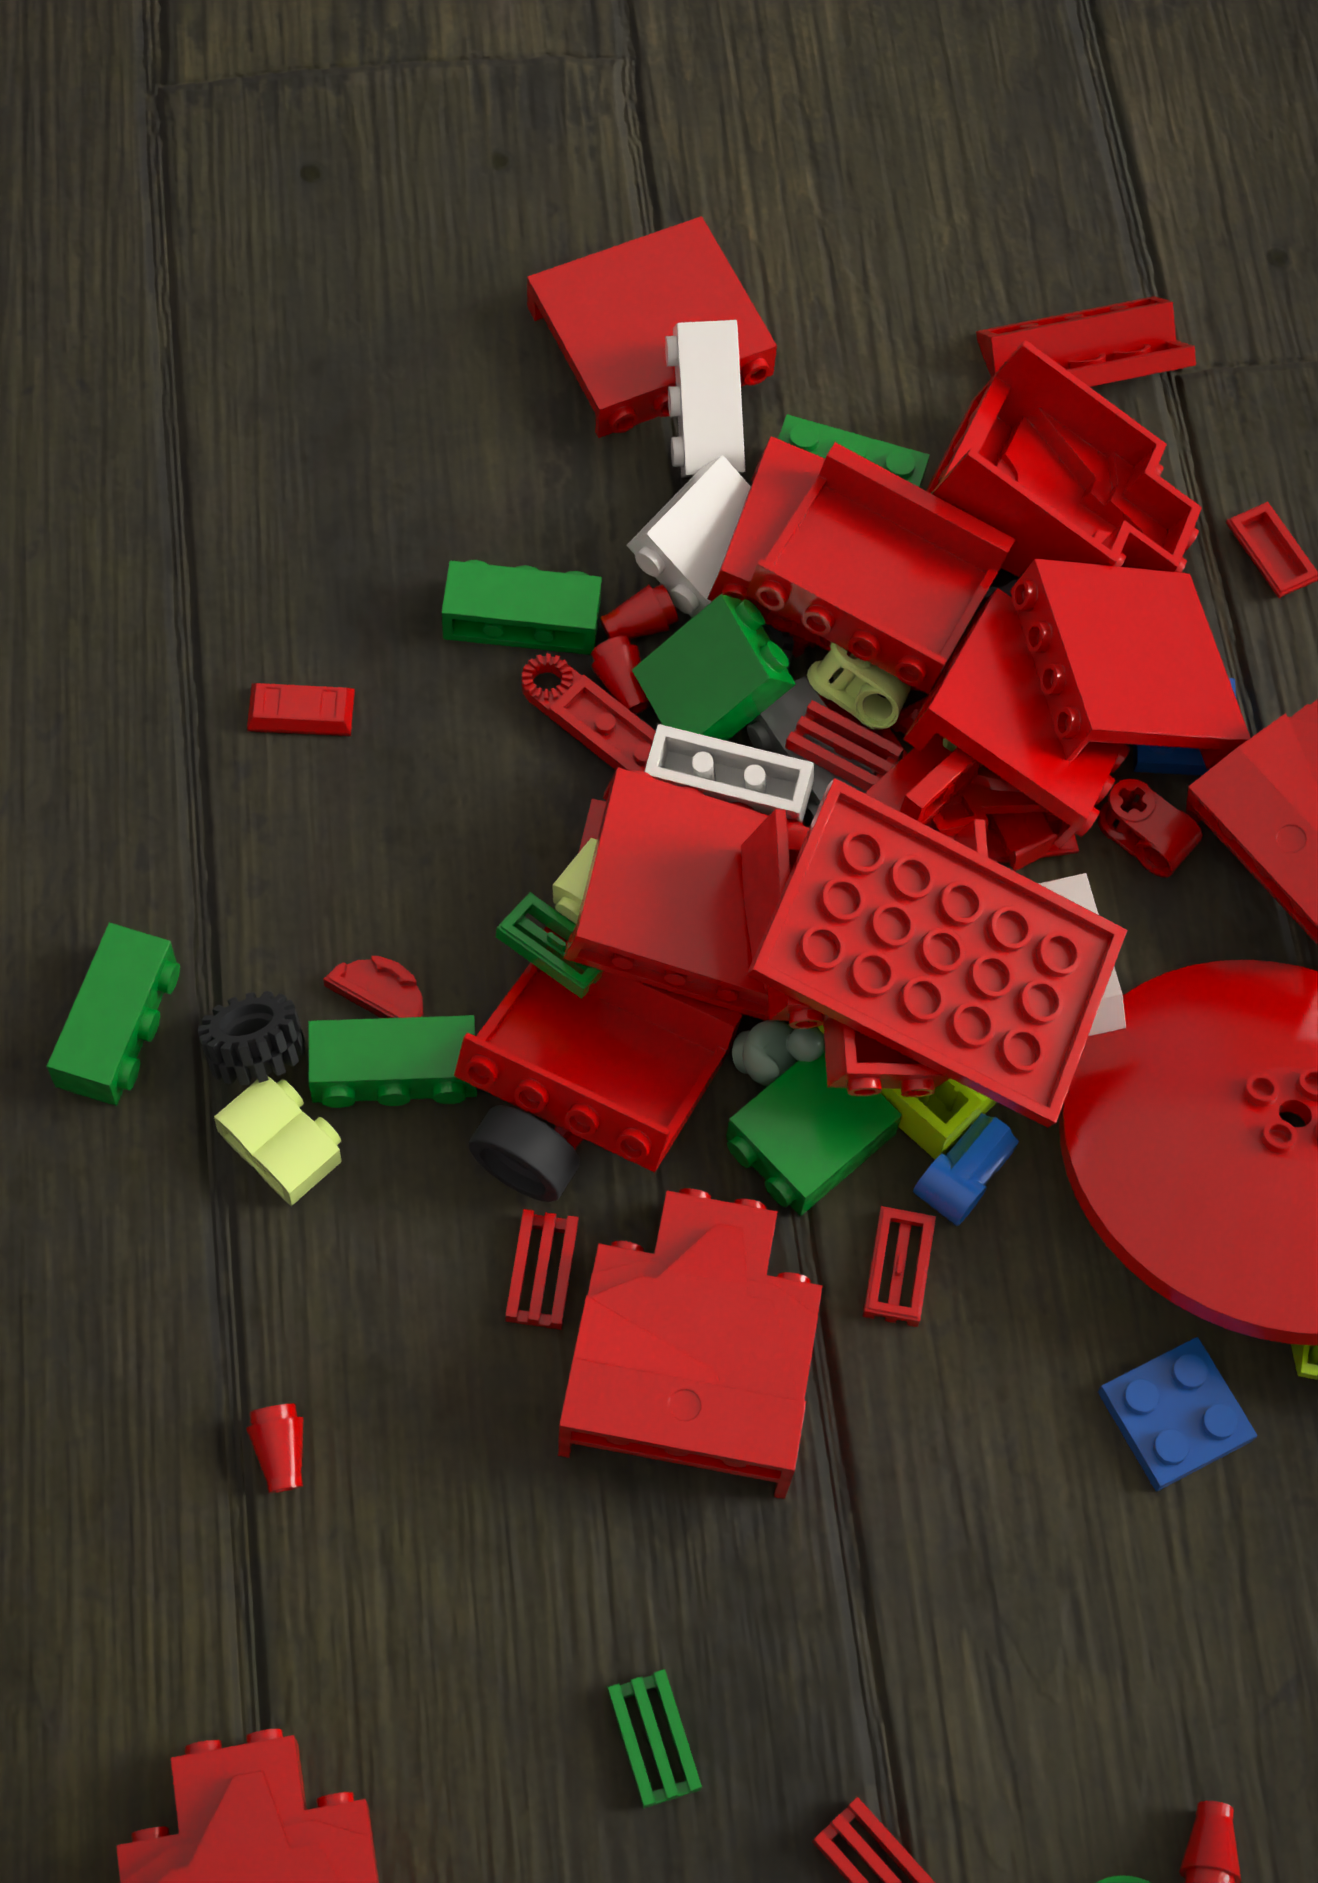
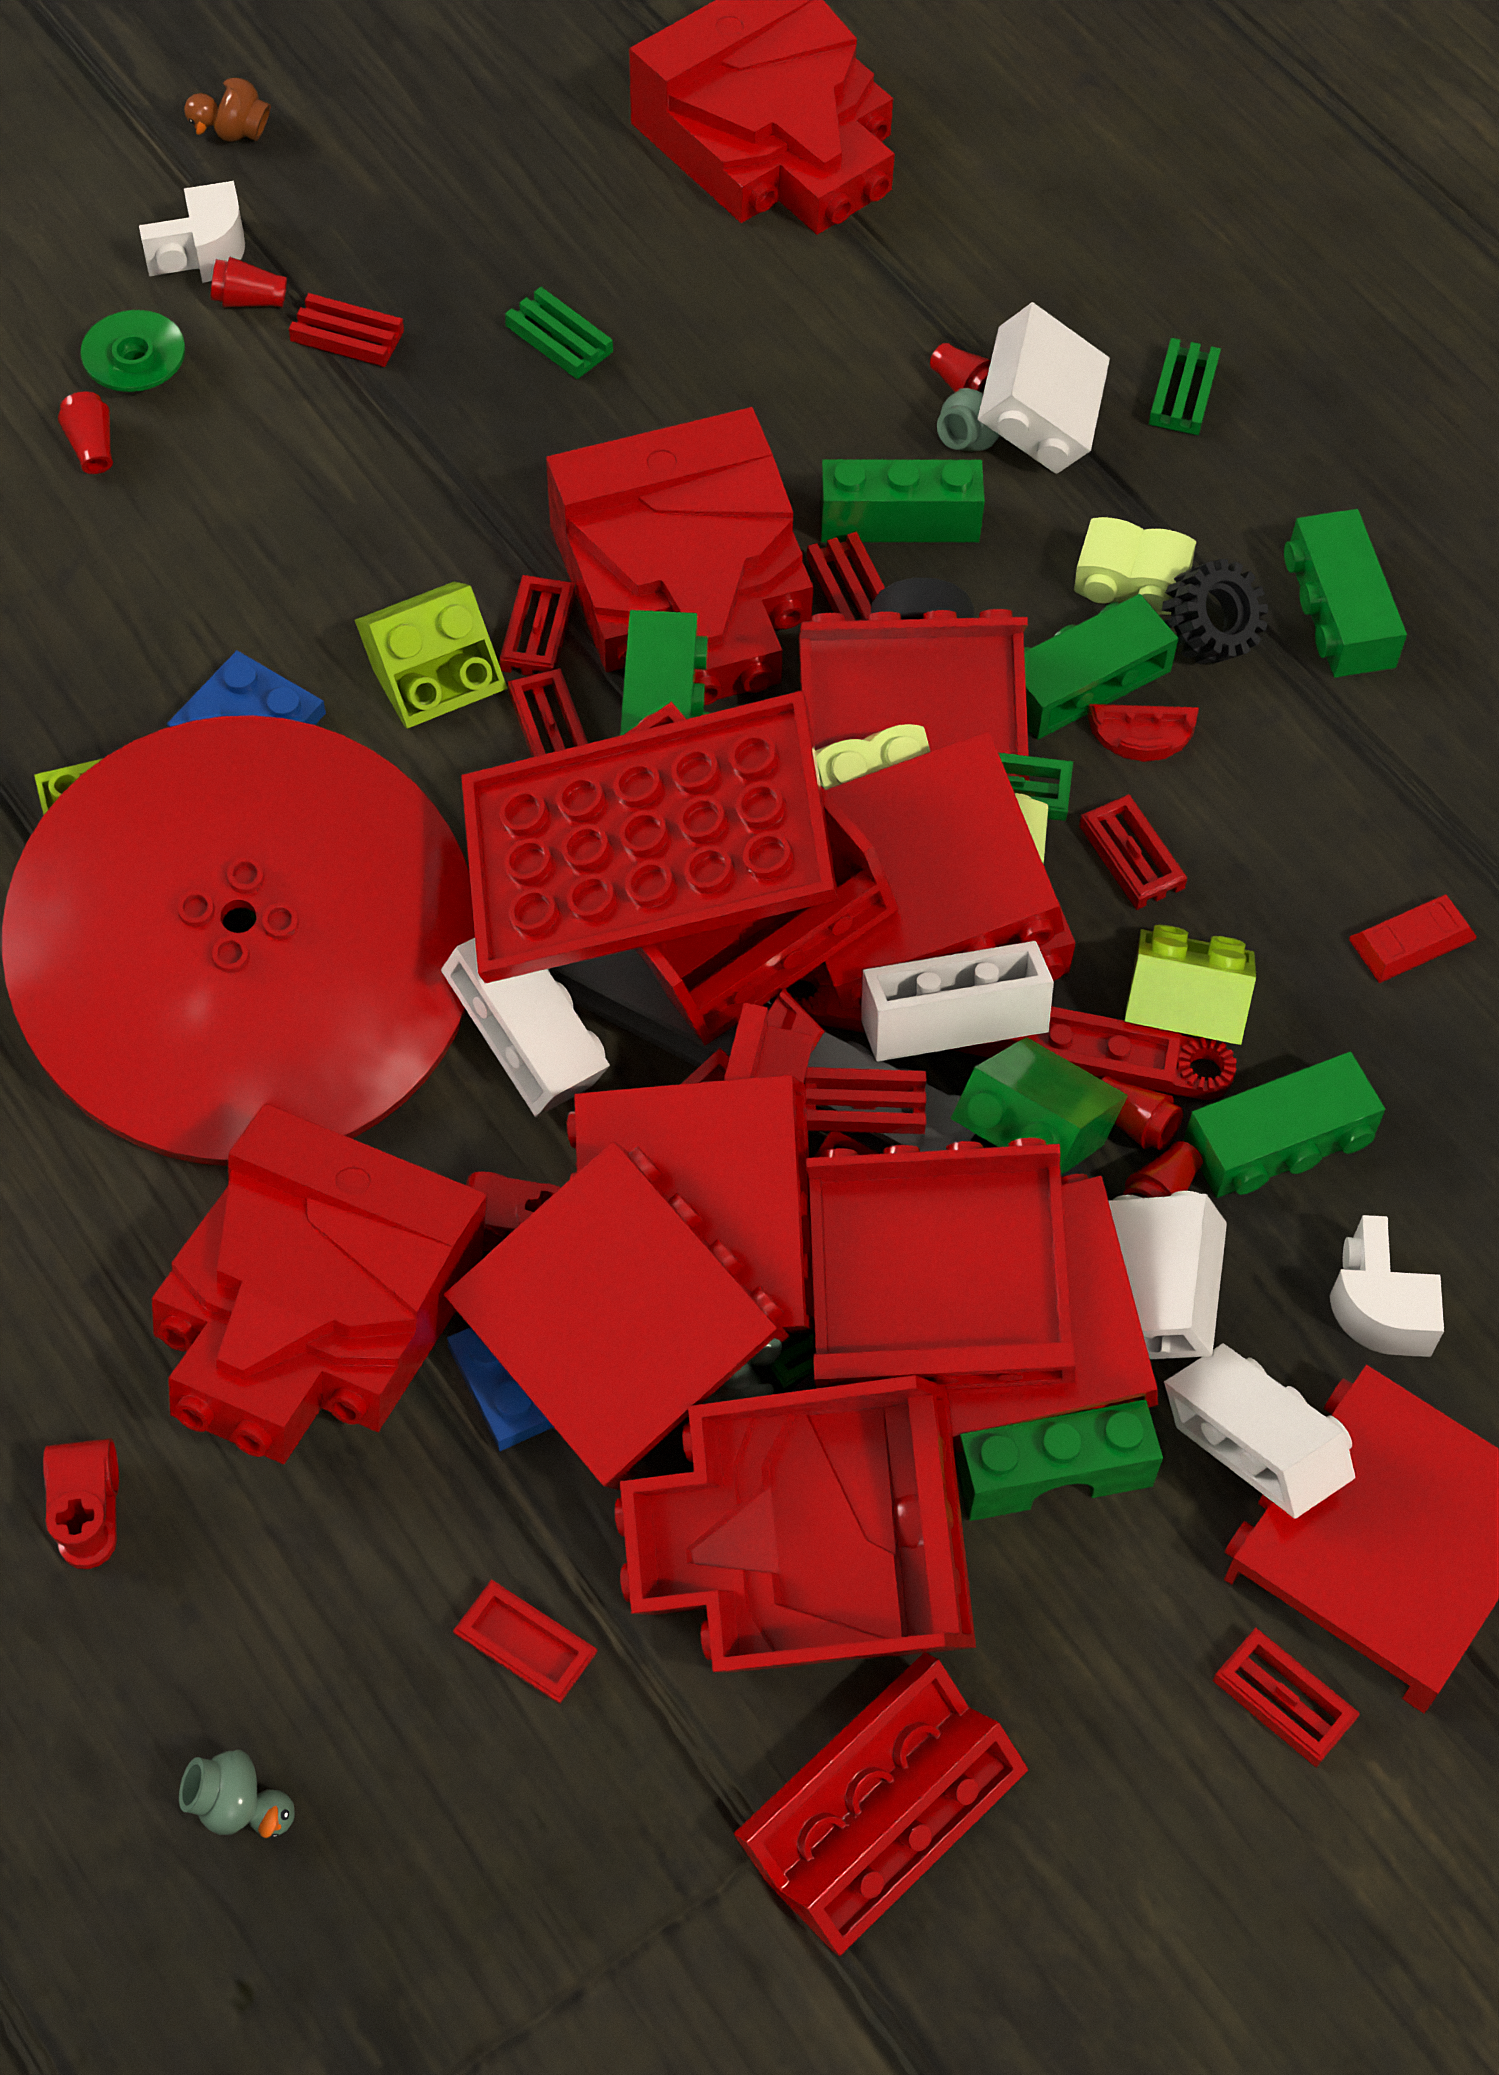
camera: 155 degrees right, 5 degrees down
(58, 1312) = (1191, 357): none -> green tile
(234, 1354) = (1044, 388): none -> white brick
(316, 1373) = (959, 423): none -> sand green animal
(446, 1316) = (902, 500): none -> green brick
(469, 927) = (1153, 887): none -> red tile
(511, 744) = (1191, 984): none -> lime slope
(544, 457) = (1382, 1307): none -> white brick
(666, 1024) = (857, 758): none -> yellowish green brick
(794, 318) = (1273, 1717): none -> red tile
(816, 1167) = (662, 665): none -> green brick
(830, 1413) = (530, 659): none -> red tile
(980, 1384) = (432, 653): none -> lime slope

